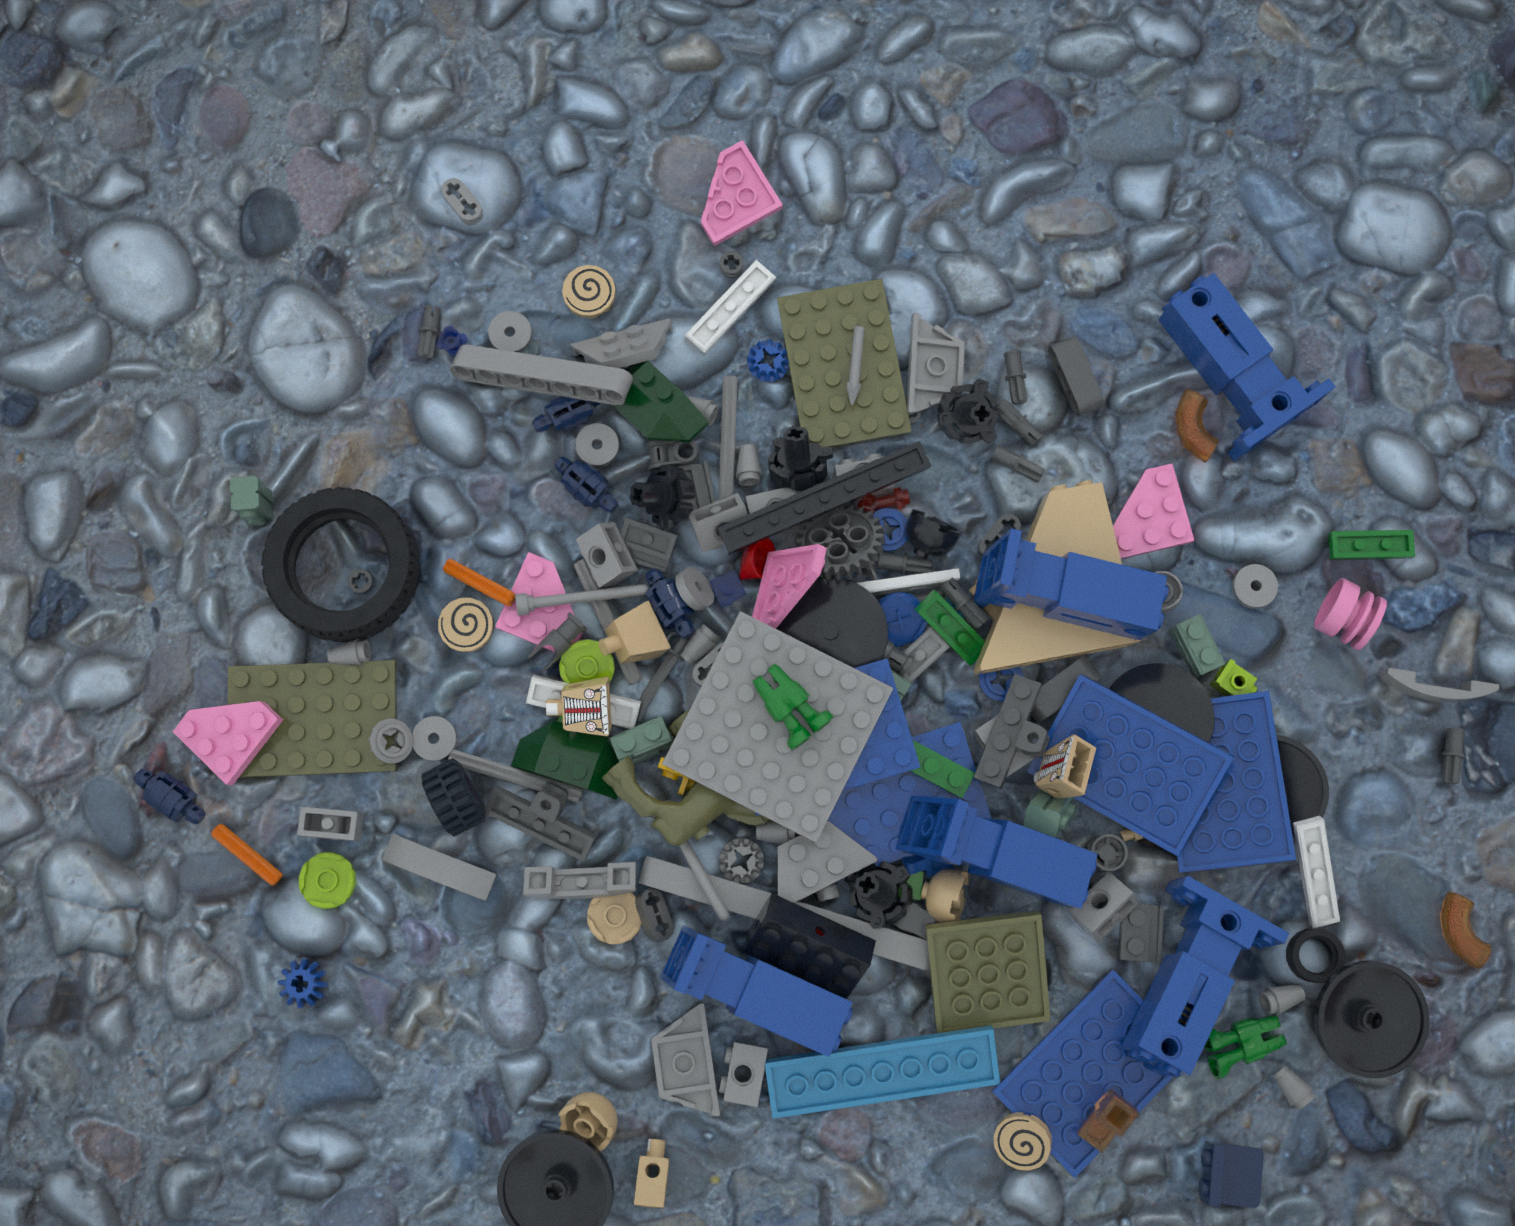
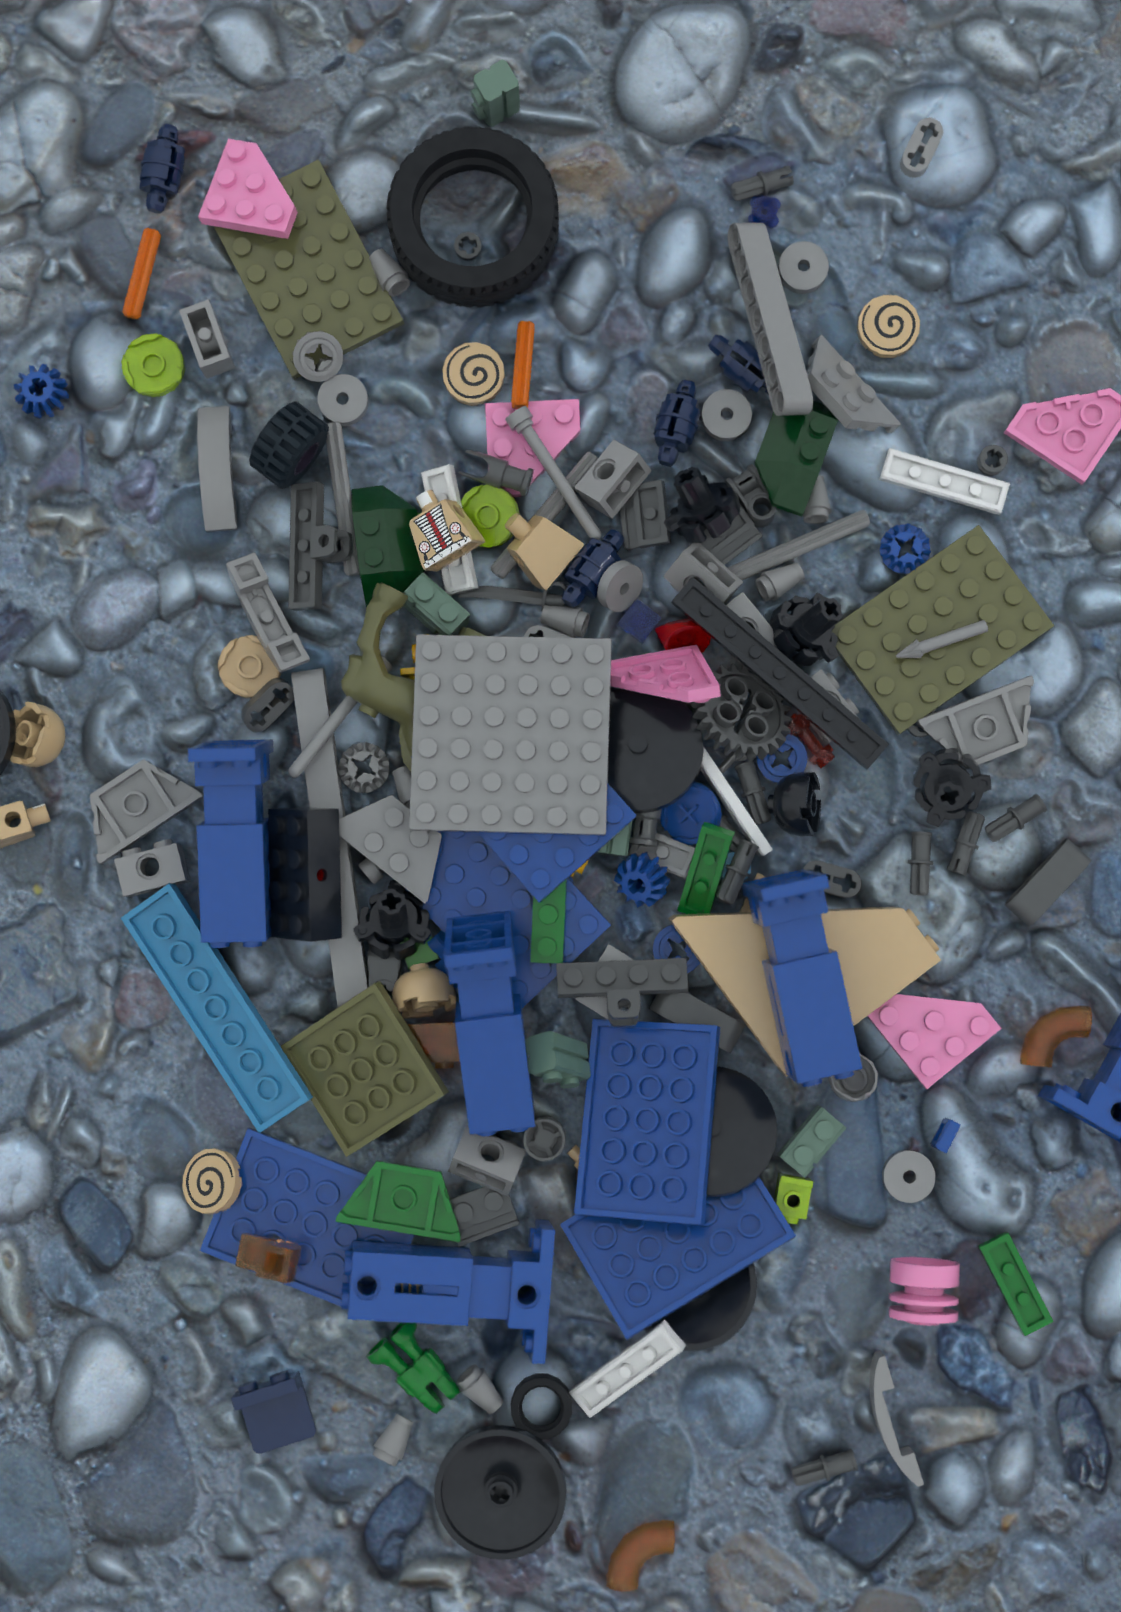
camera: 70 degrees right, 5 degrees up
(784, 700) = (533, 725): green piece -> none
(935, 680) = (642, 879): none -> blue gear
(991, 900) = (438, 1042): none -> clear orange brick
(1066, 768) = (609, 1054): tan torso -> none
(1108, 990) = (403, 1201): none -> green wing
(1236, 543) = (945, 1135): none -> blue tile

